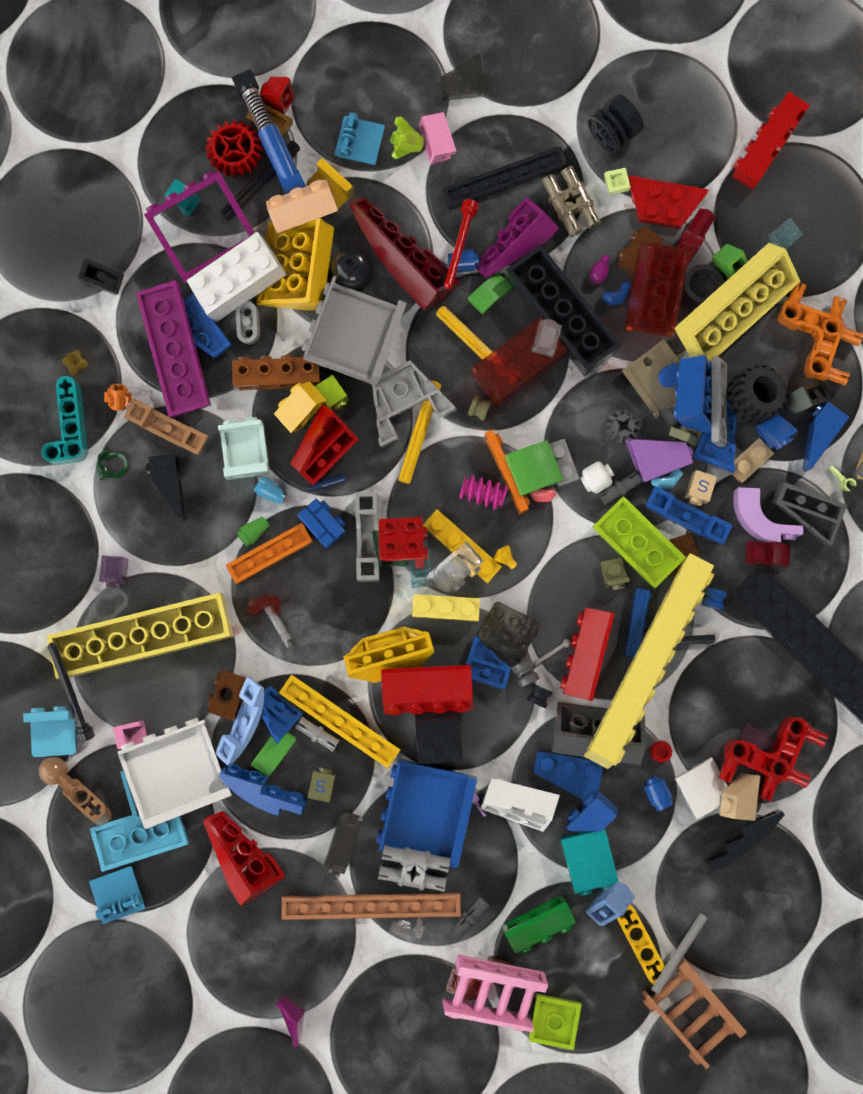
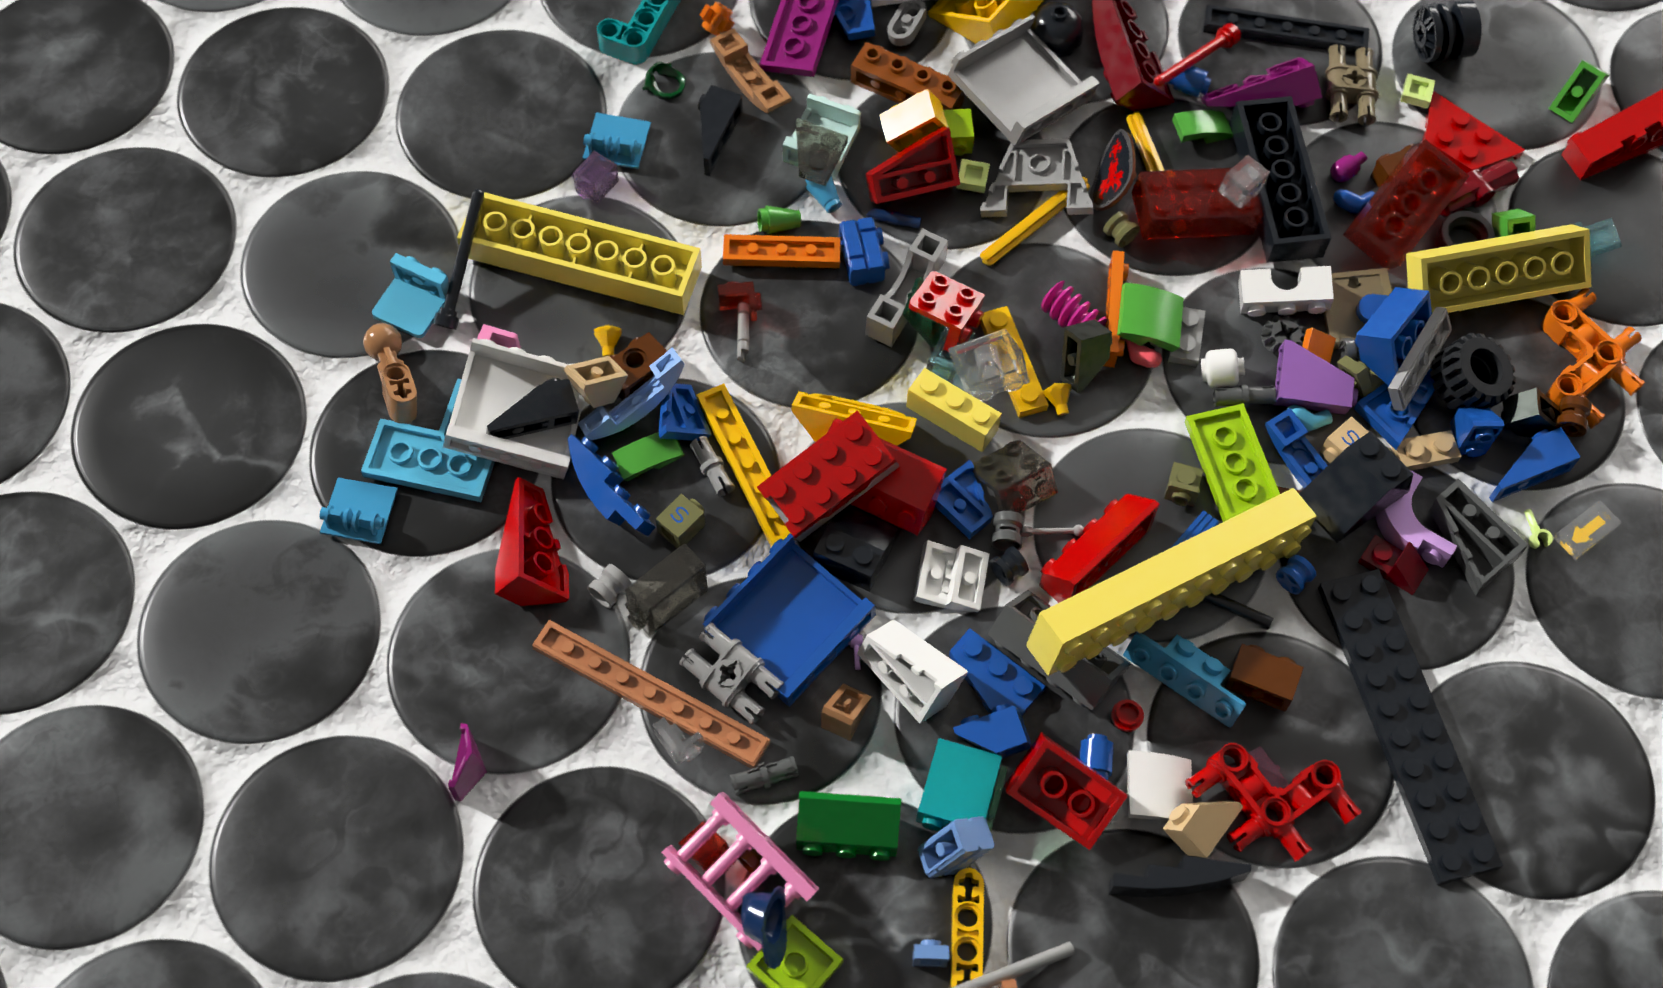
camera: 25 degrees right, 20 degrees down
(108, 531) = (617, 139): none -> dark azure hinge
(190, 766) = (542, 409): none -> black slope
(196, 683) = (608, 338): none -> yellow rock
(213, 729) = (597, 380): none -> tan slope
(251, 470) = (818, 151): none -> clear smoke wing
(304, 854) = (609, 586): none -> light grey wheel
(360, 421) = (973, 175): none -> yellowish green plate
(401, 714) = (828, 476): none -> red piece
(452, 367) = (1114, 172): none -> shield
(494, 848) = (844, 711): none -> medium nougat slope
(507, 722) = (951, 577): none -> white slope
(508, 521) = (1084, 353): none -> pearl dark grey slope
(530, 1020) = (765, 922): none -> dark blue piece
(617, 861) = (996, 797): none -> clear green piece
(626, 389) = (1261, 296): none -> white arch
(628, 970) = (930, 954): none -> medium blue plate
(648, 425) = (1319, 343): none -> orange tile
(651, 828) = (1065, 791): none -> red slope
(686, 702) = (1188, 673): none -> dark azure bracket
(723, 119) = (1579, 91): none -> bright green slope
(724, 524) = (1356, 486): none -> black slope
(728, 680) = (1264, 677): none -> reddish brown brick
(835, 393) = (1573, 415): none -> reddish brown wheel

